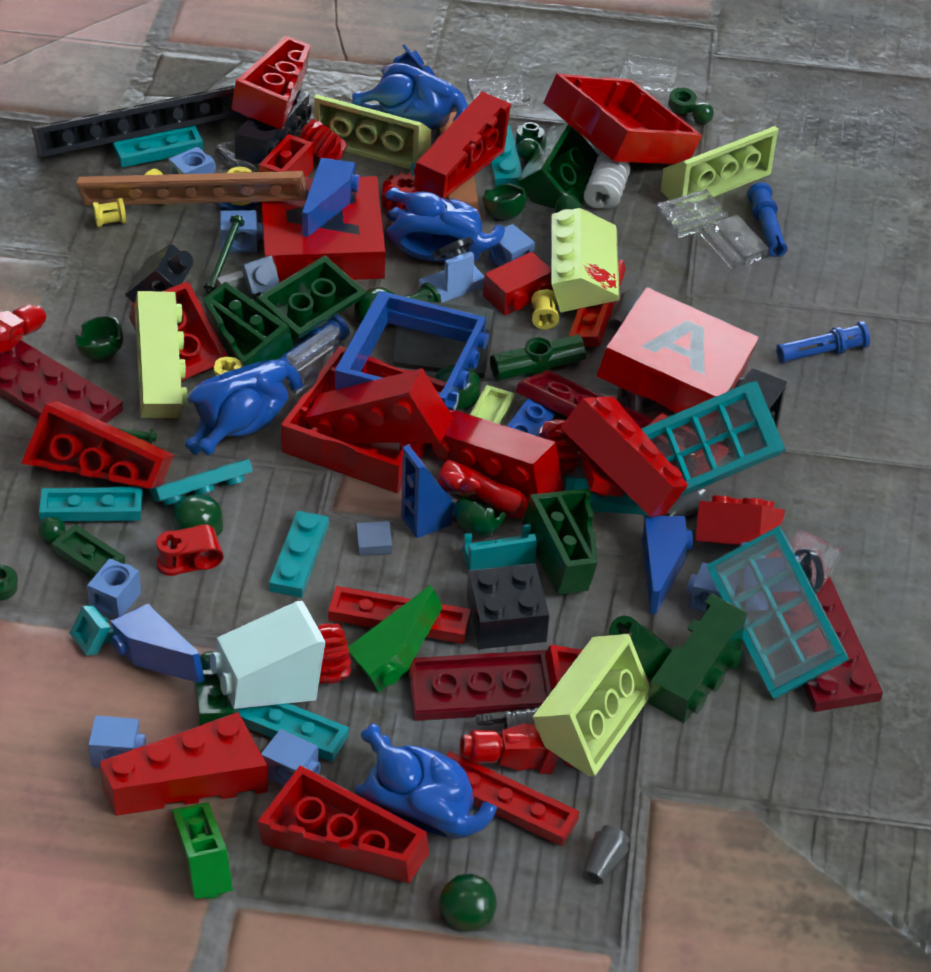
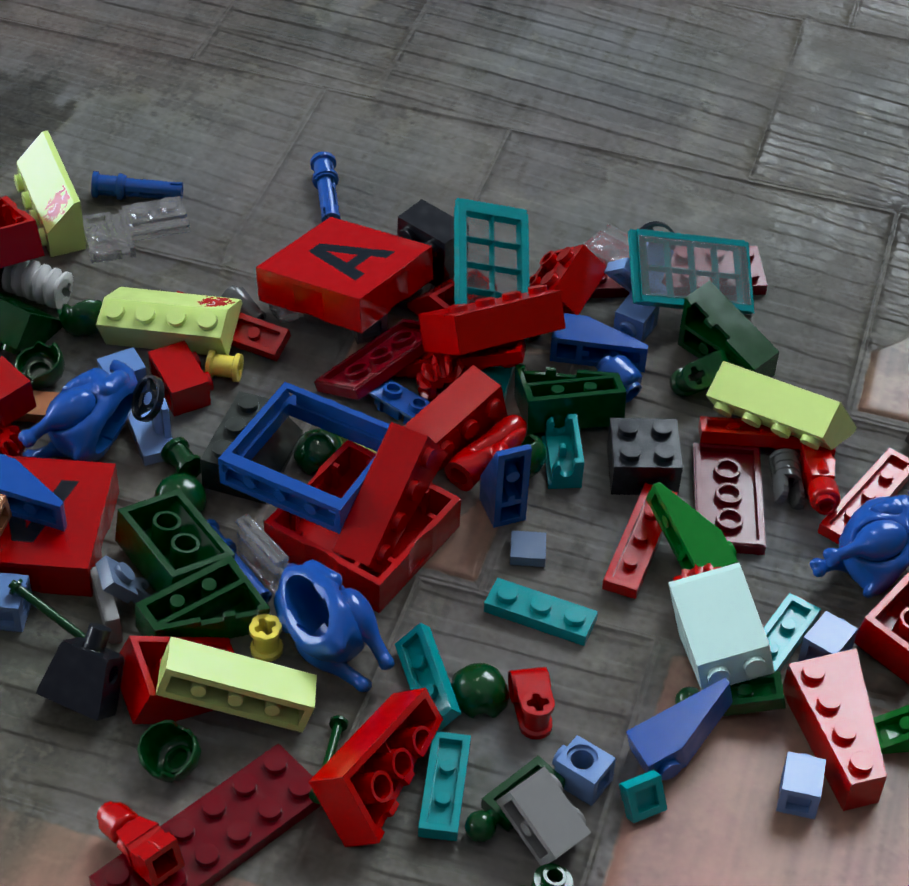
camera: 80 degrees left, 0 degrees up
(52, 557) = (544, 816): none -> light grey brick
(537, 357) = (297, 367): dark green piece -> none
(616, 581) = (628, 373): none -> blue head

